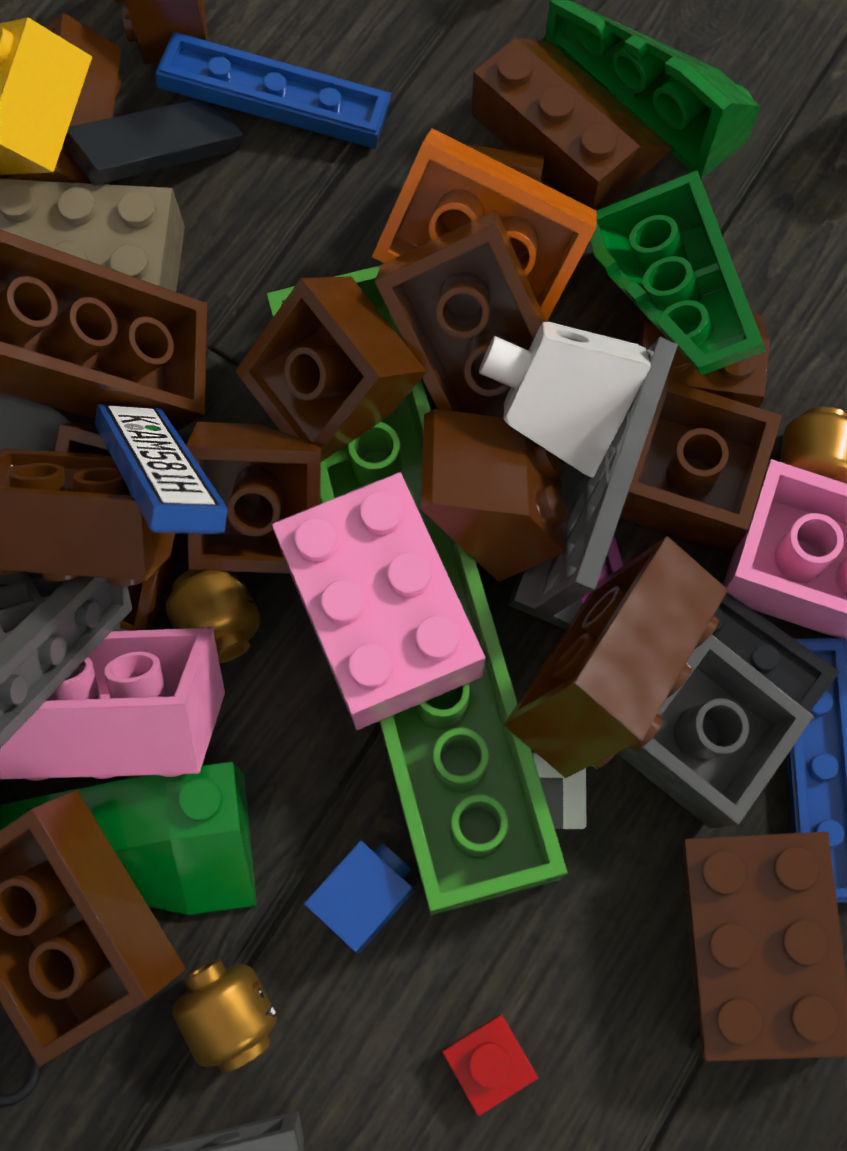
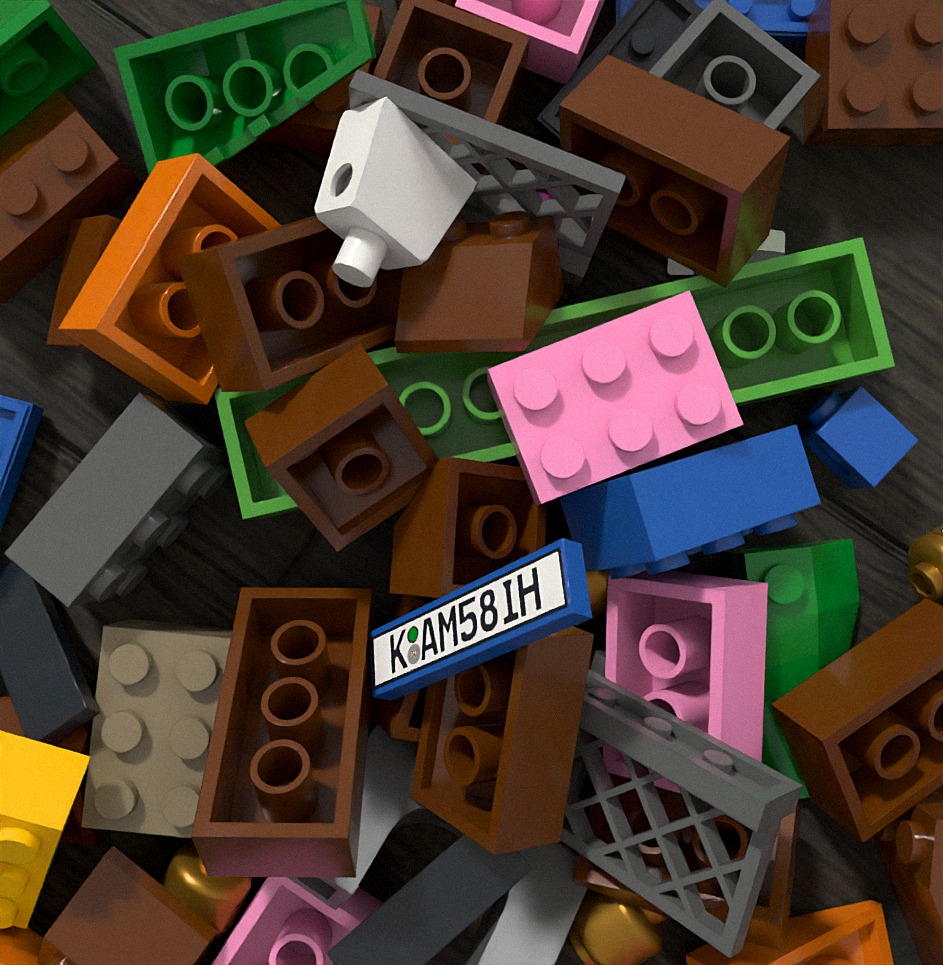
camera: 90 degrees left, 15 degrees up
(280, 699) = (692, 505): none -> blue brick
(281, 197) = (121, 504): none -> dark grey brick

